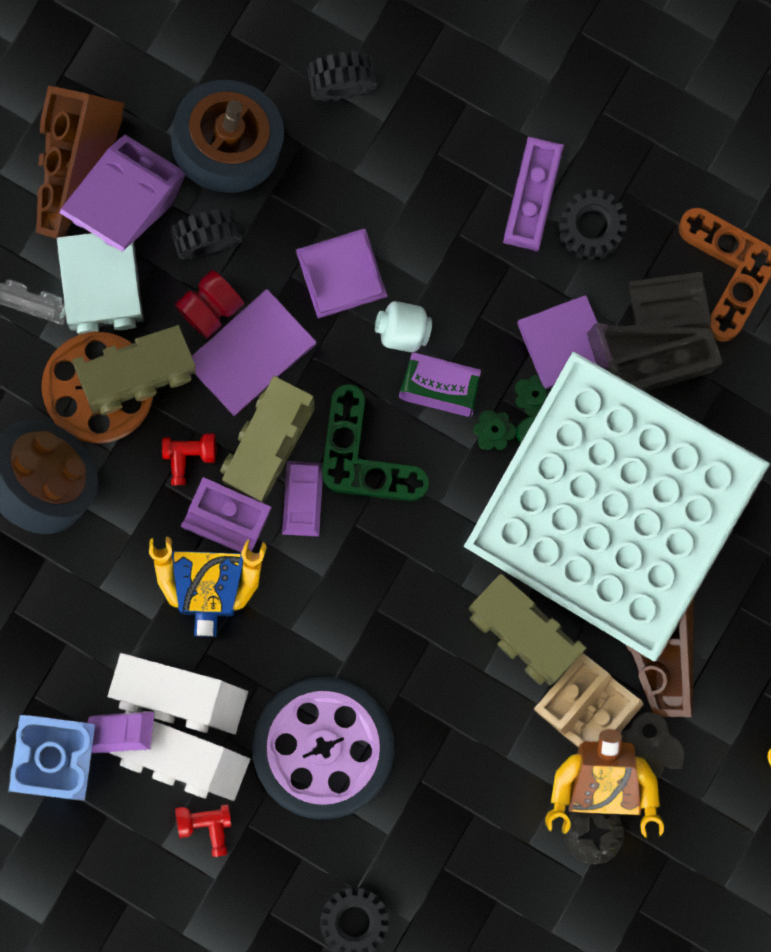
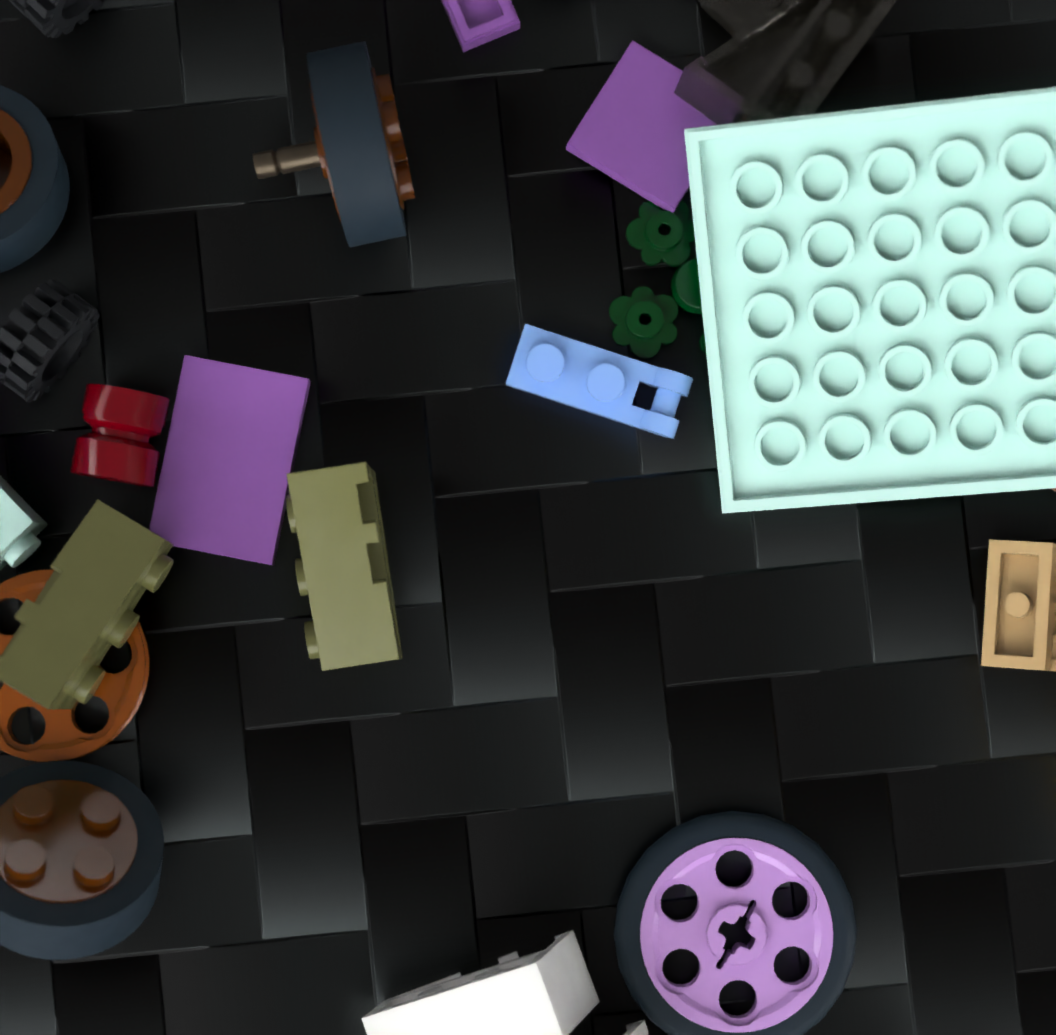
camera: 35 degrees left, 5 degrees up
(178, 450) = (229, 671): red piece -> none
(207, 582) = (407, 827): torso -> none
(225, 516) = (365, 715): medium lavender plate -> none
(302, 498) = (451, 609): medium lavender tile -> none
(341, 273) = (271, 257): medium lavender piece -> none
(357, 467) = (498, 510): dark green beam -> none
(403, 326) = (415, 269): light aqua head -> none
(416, 249) = (354, 144): none -> black wheel
(440, 384) = (526, 307): medium lavender piece -> none
(450, 442) = (596, 380): none -> light blue plate
(524, 631) = (901, 569): olive wedge -> none

